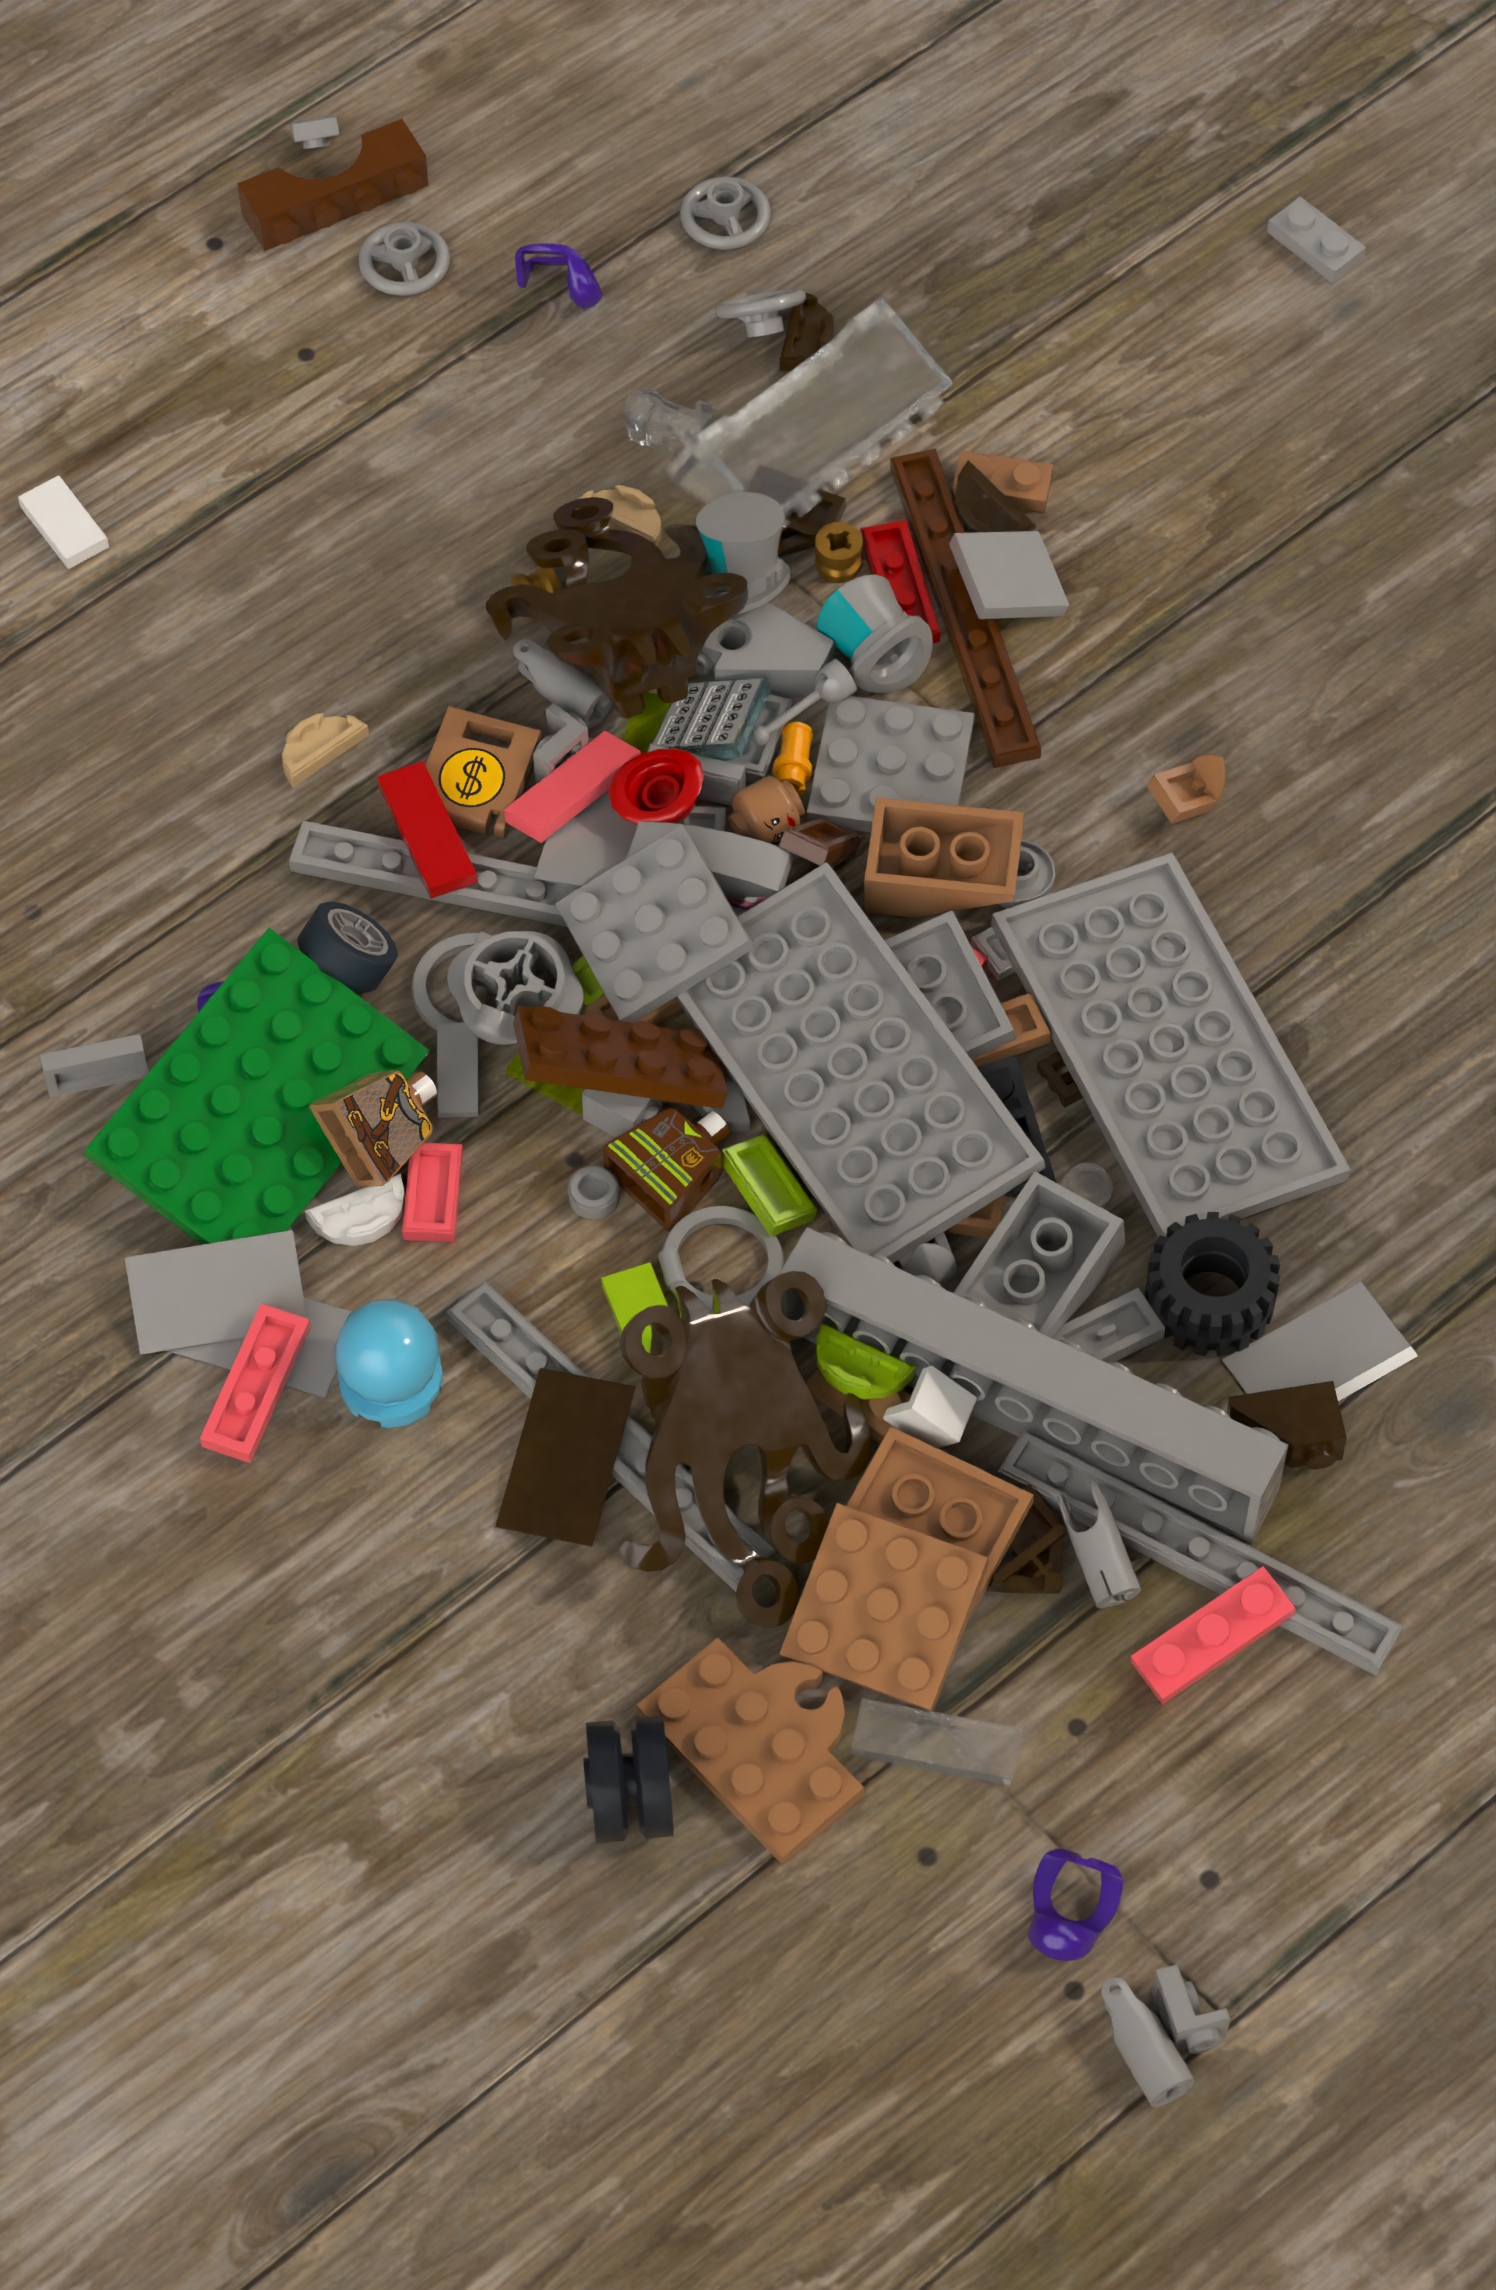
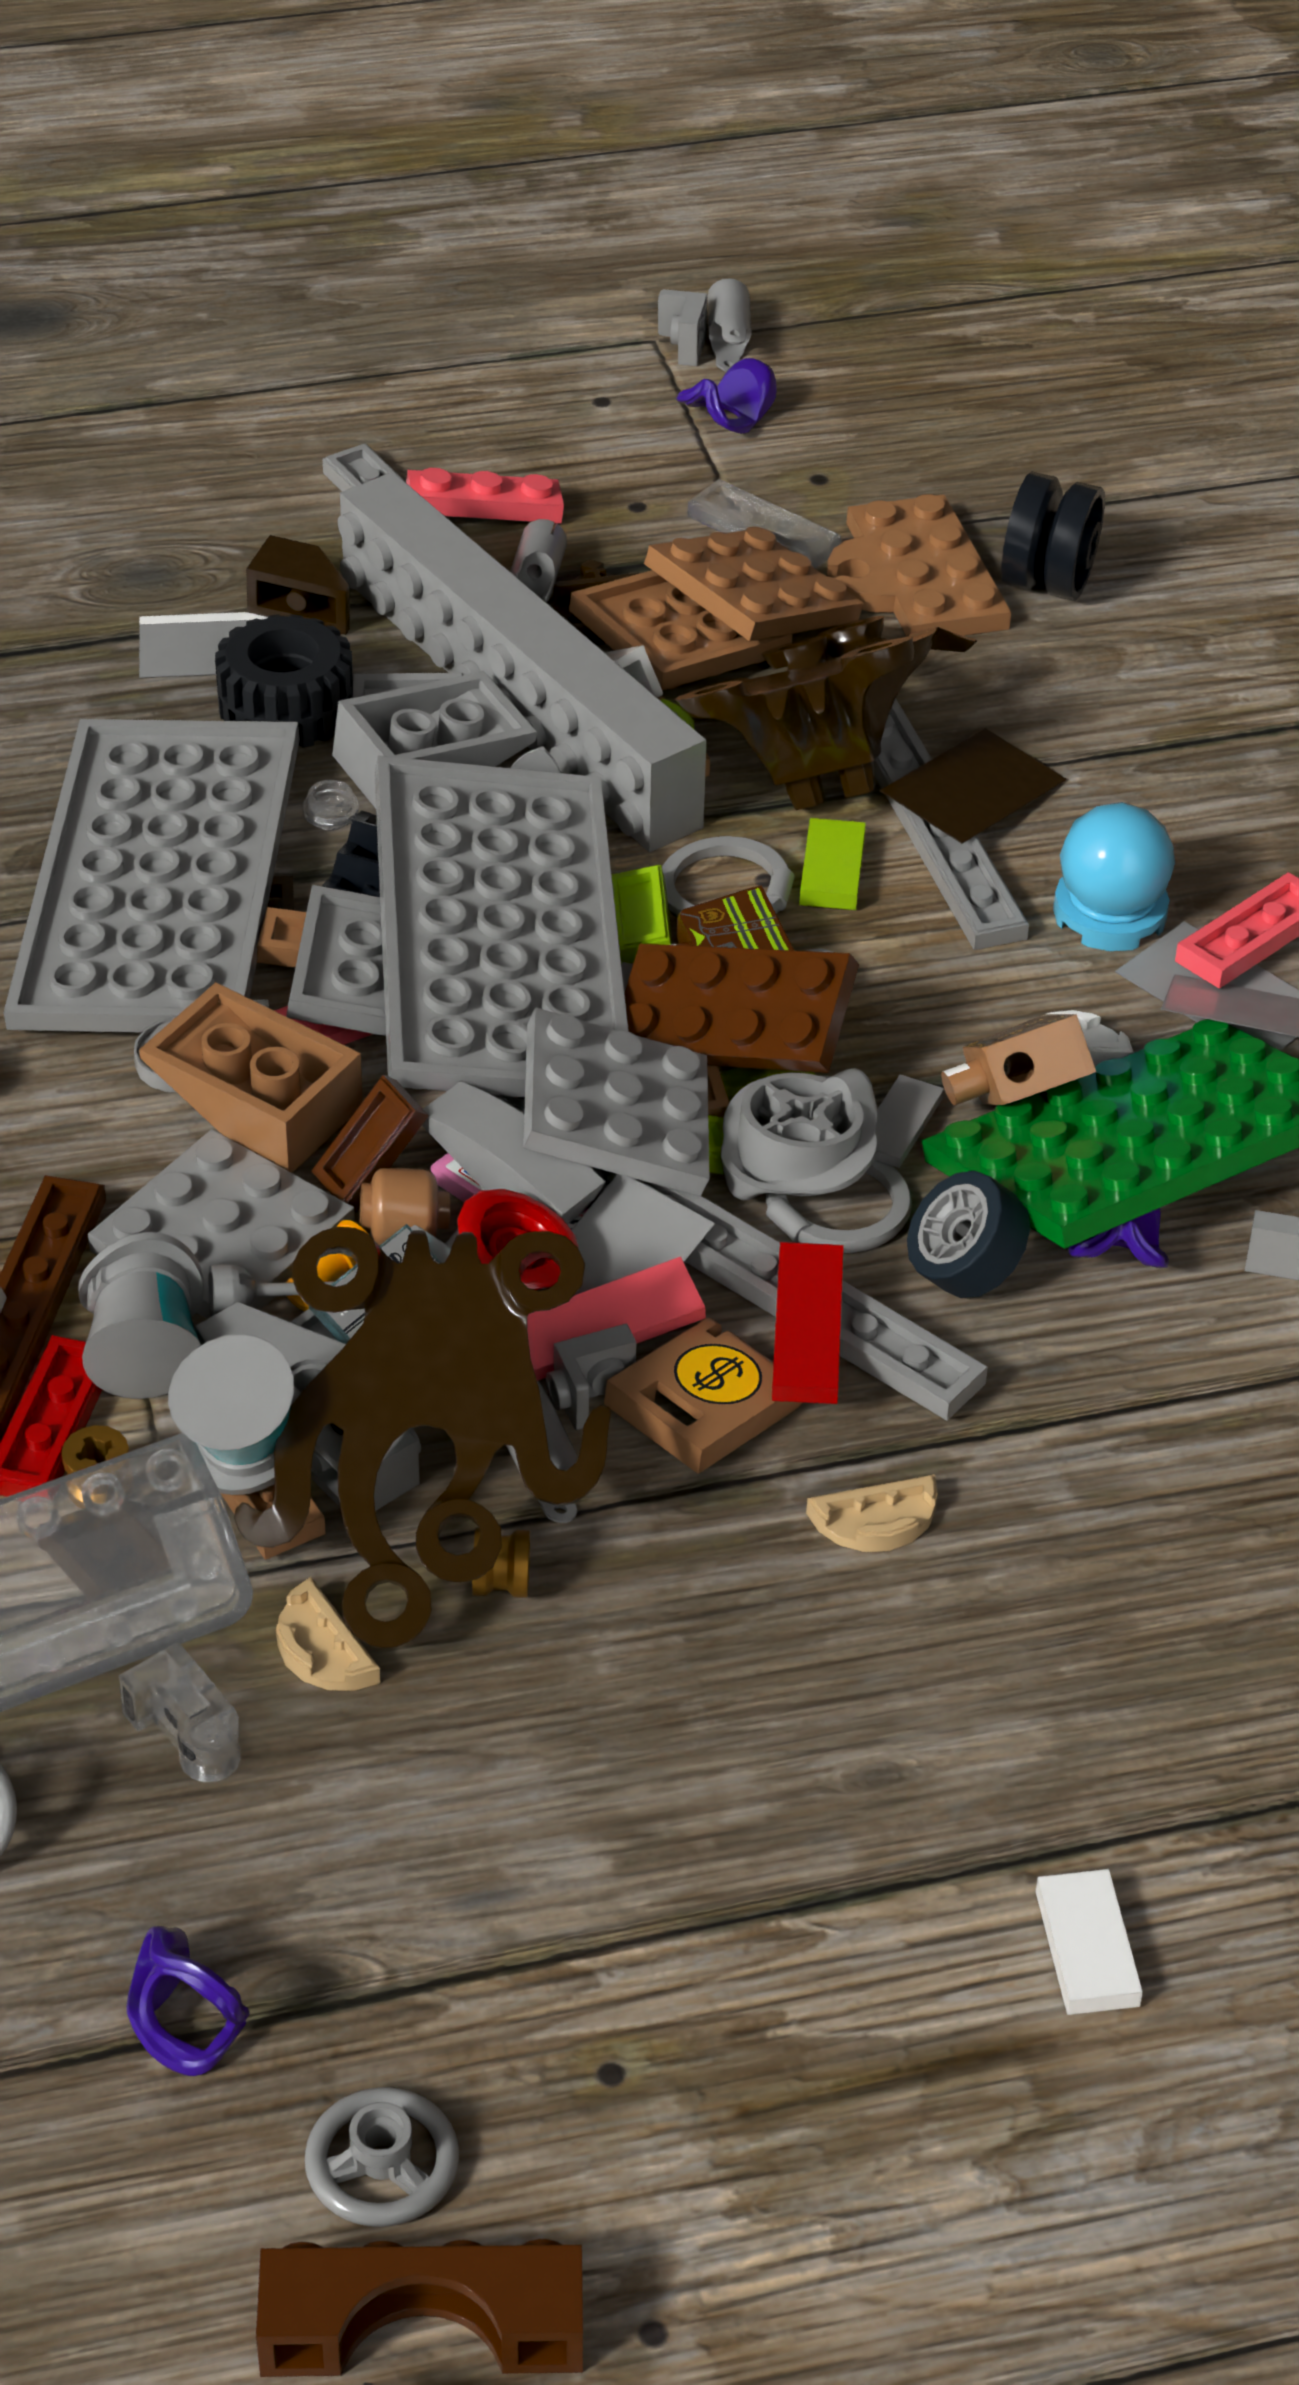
camera: 155 degrees left, 15 degrees down
(433, 1193) = (987, 1014): coral tile -> none

